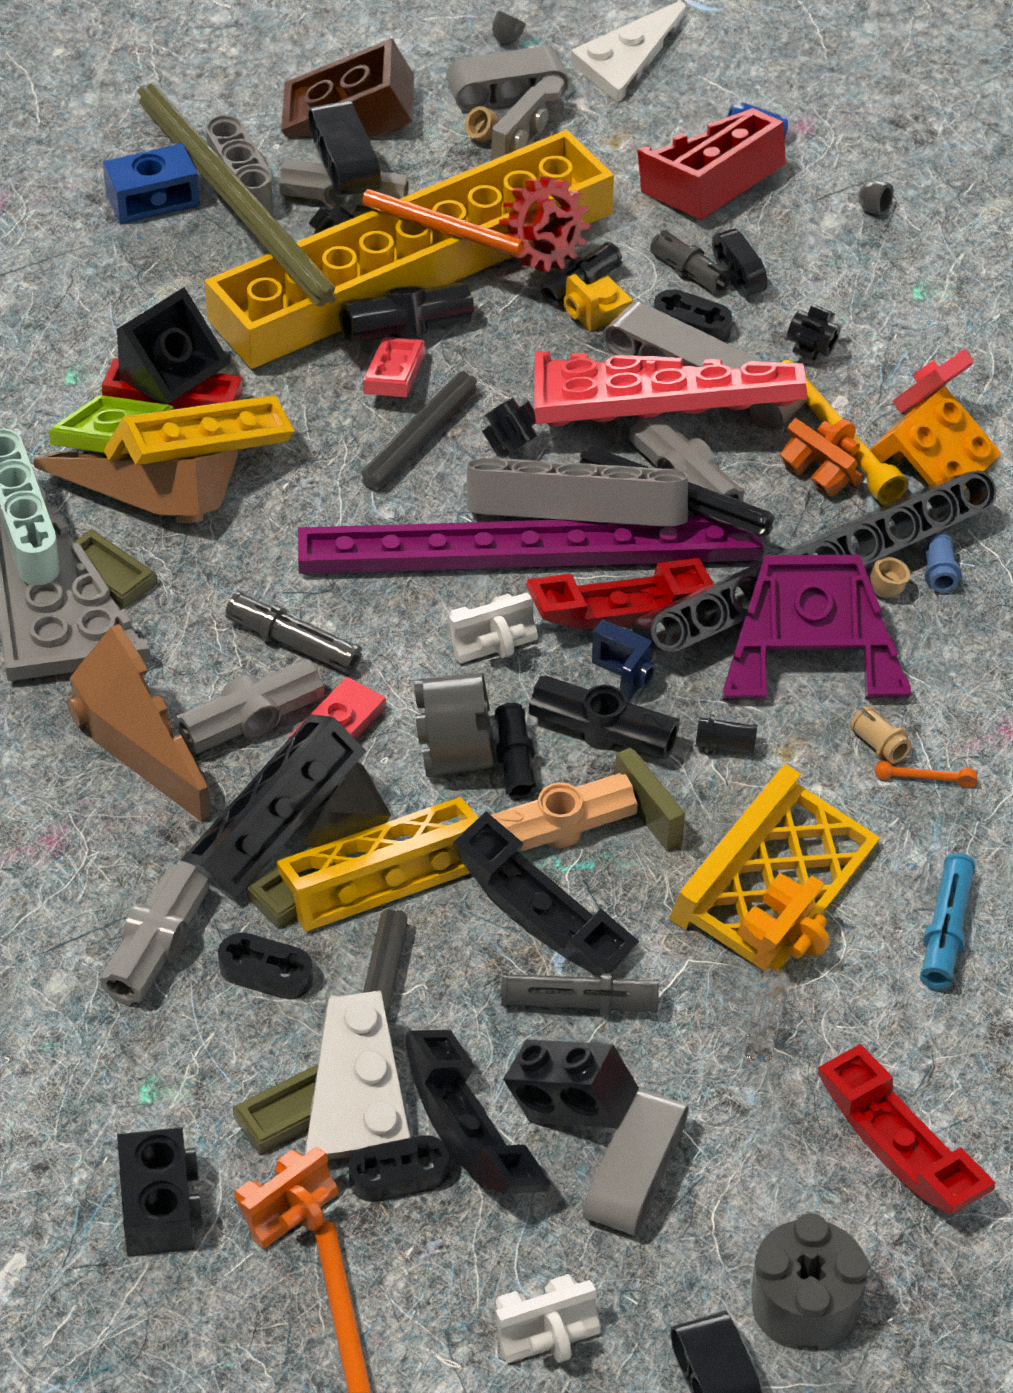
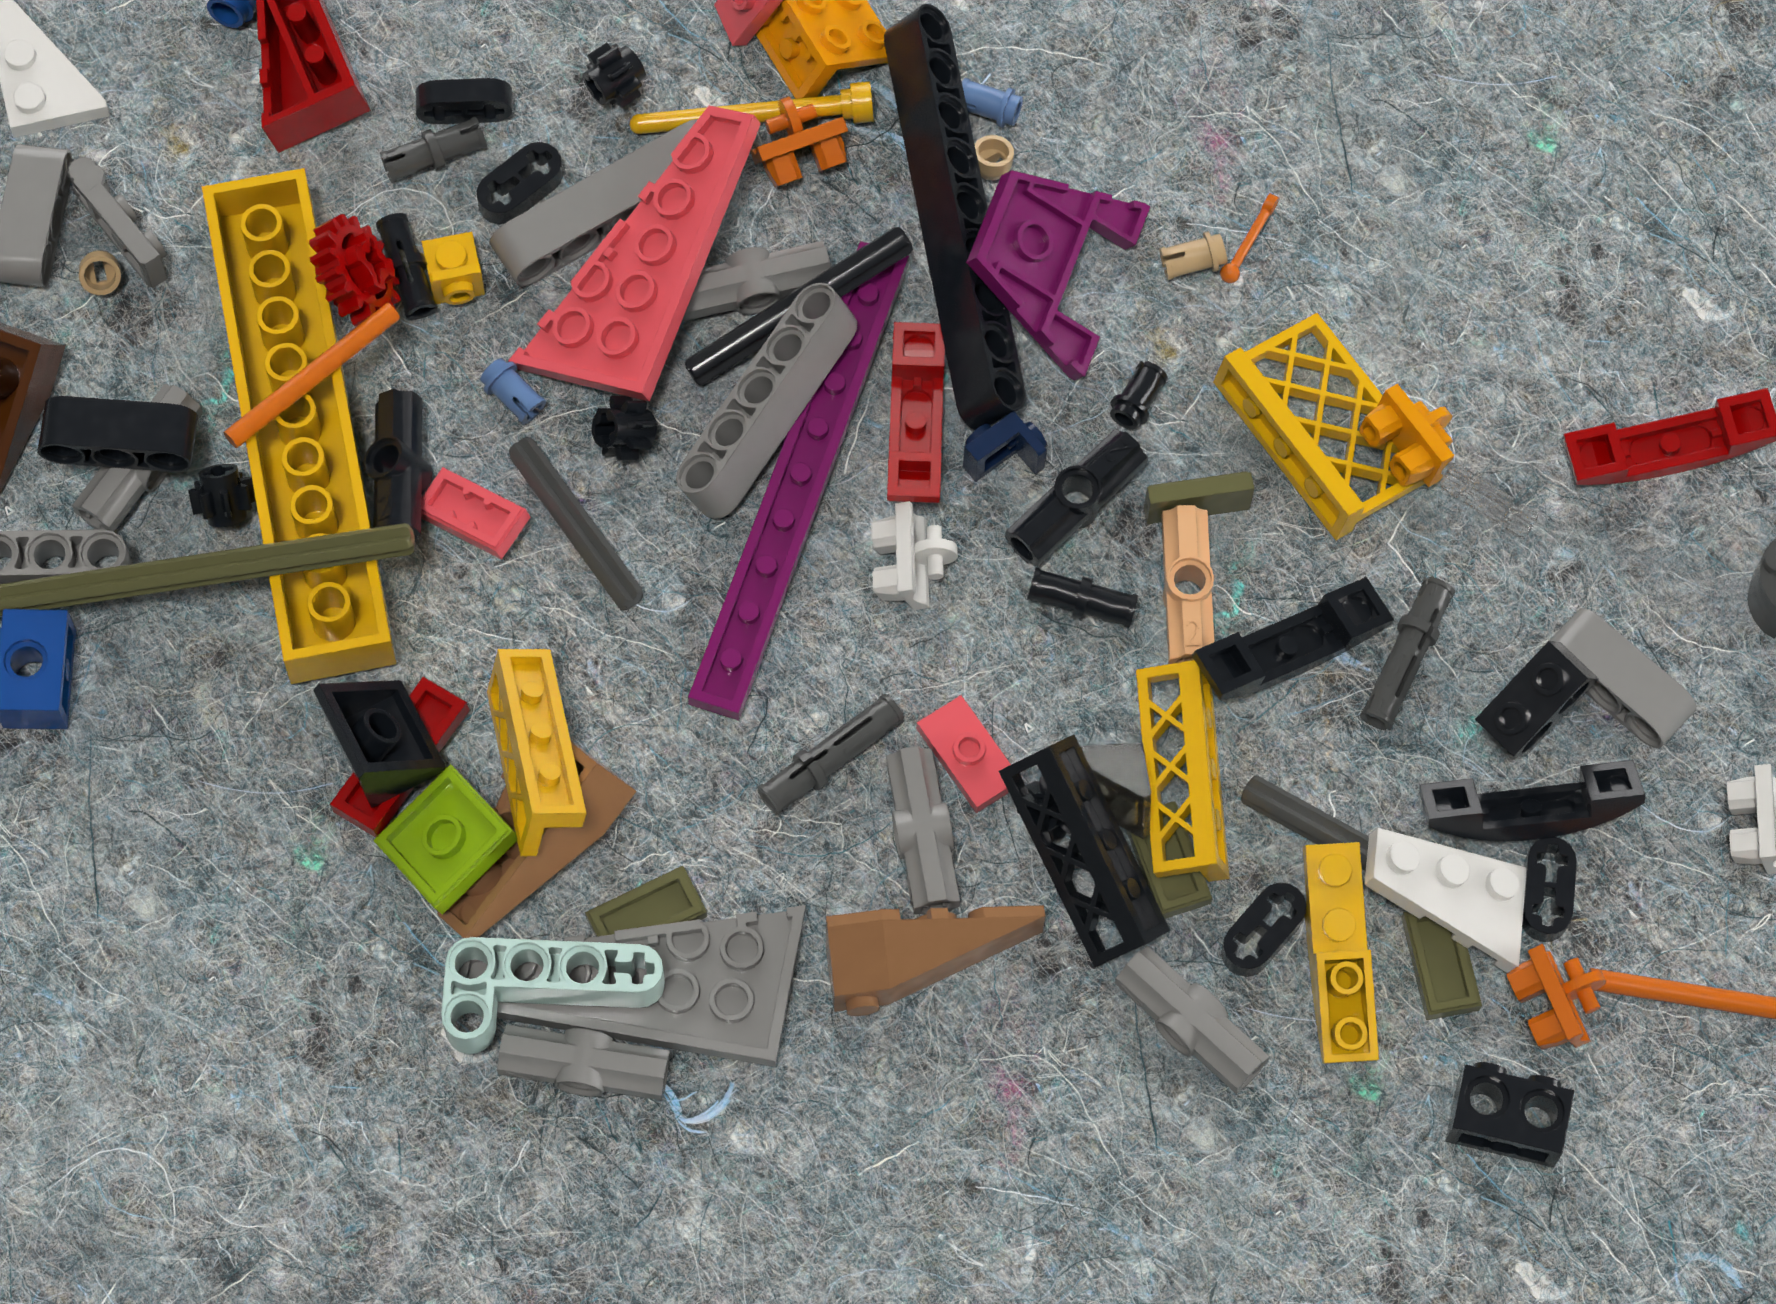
camera: 70 degrees left, 20 degrees up
(253, 1026) = (1339, 953): none -> yellow slope
(454, 724) = (1047, 637): dark grey brick -> none
(516, 352) = (512, 390): none -> medium blue pin
(940, 961) = (1458, 308): dark azure pin -> none

